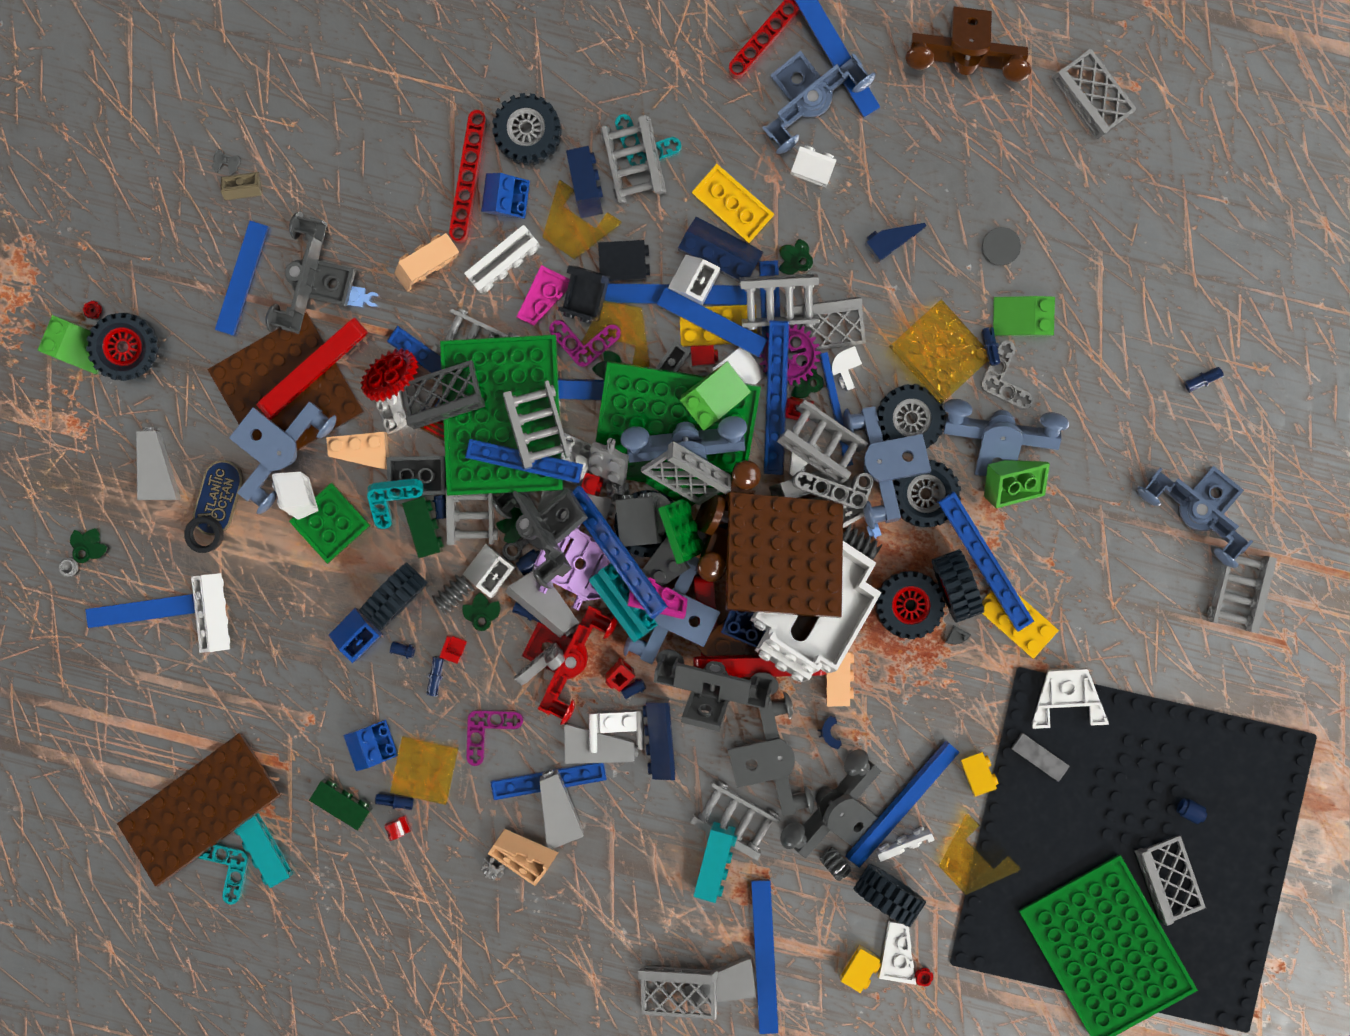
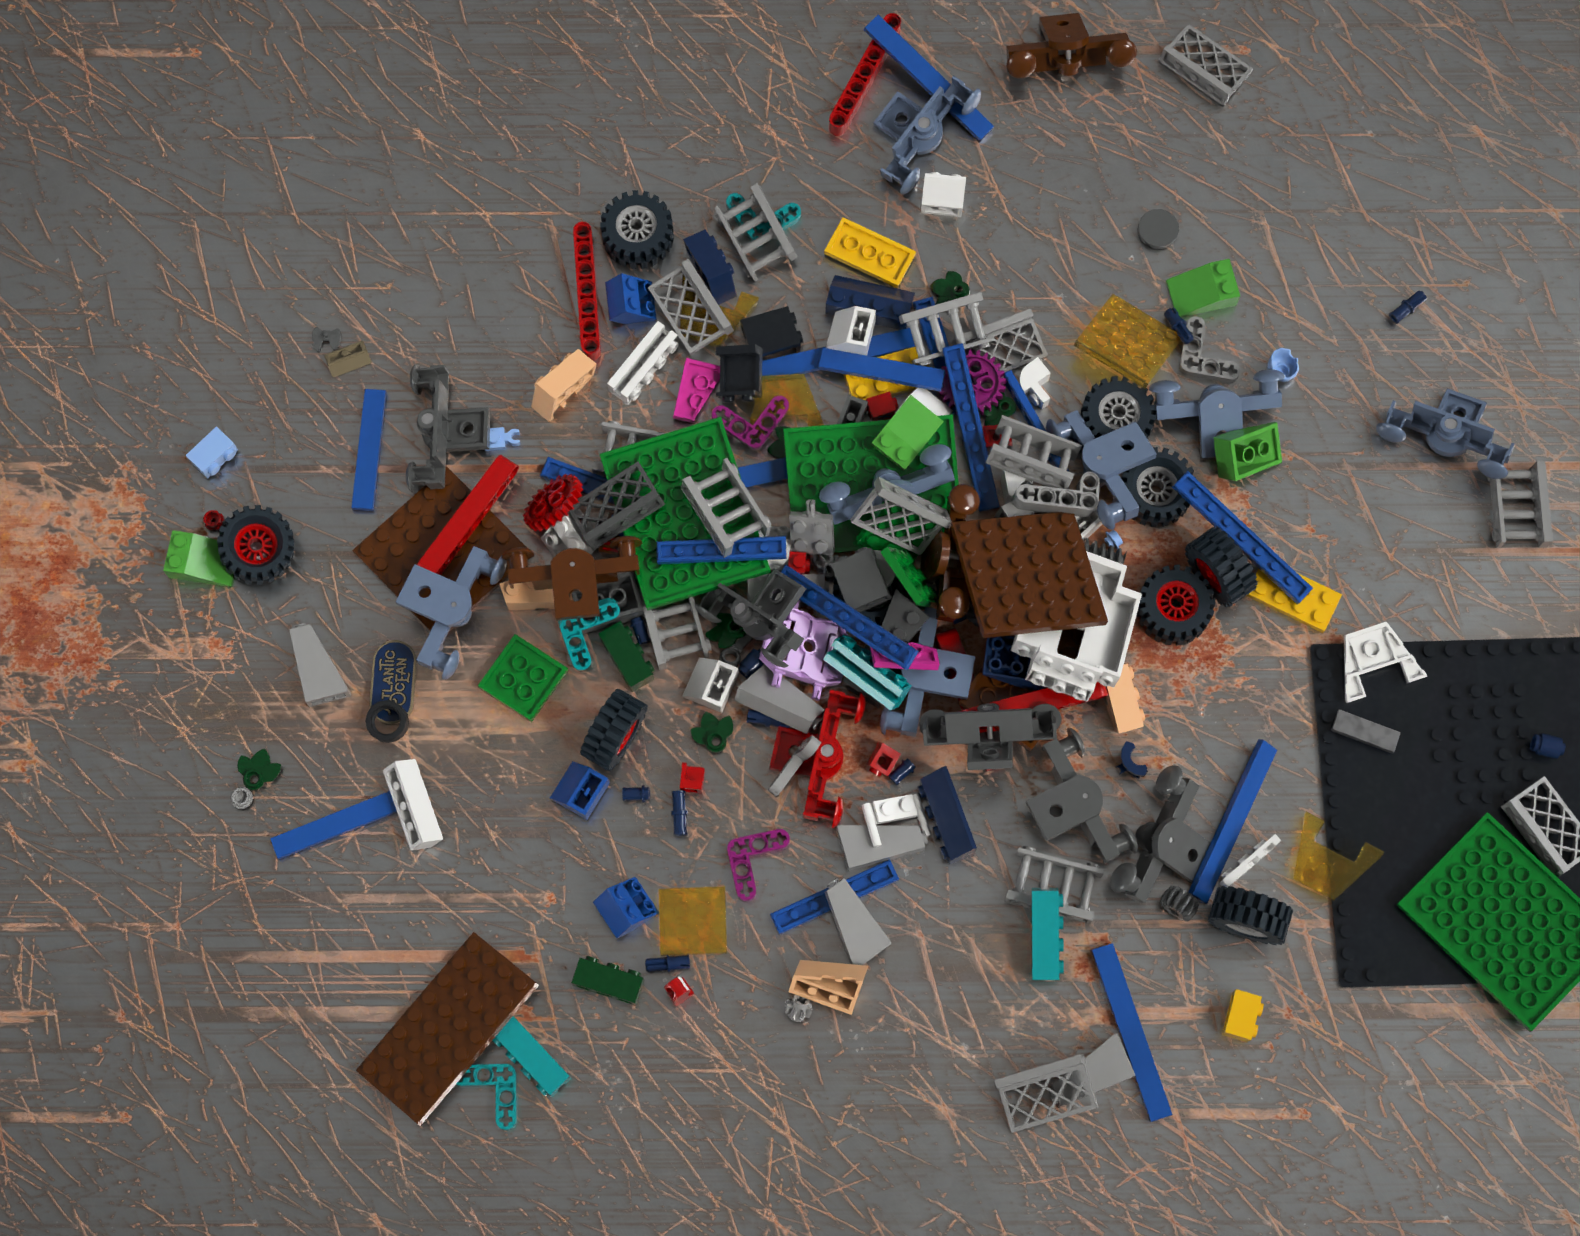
camera: 20 degrees left, 15 degrees down
(102, 248) = (212, 452): none -> light blue brick
(294, 494) = (478, 652): white slope -> none
(388, 453) = (574, 571): none -> reddish brown piece
(452, 593) = (675, 717): dark grey piece -> none
(572, 214) = (702, 294): none -> light grey fence
(889, 240) = (1043, 247): dark blue slope -> none
(897, 955) = (1277, 989): white wing -> none
(928, 979) = (1320, 1004): red plate -> none
(957, 636) = (1235, 628): dark grey tile -> none
(978, 774) = (1305, 766): yellow brick -> none
(1073, 407) = (1283, 361): none -> light blue hair

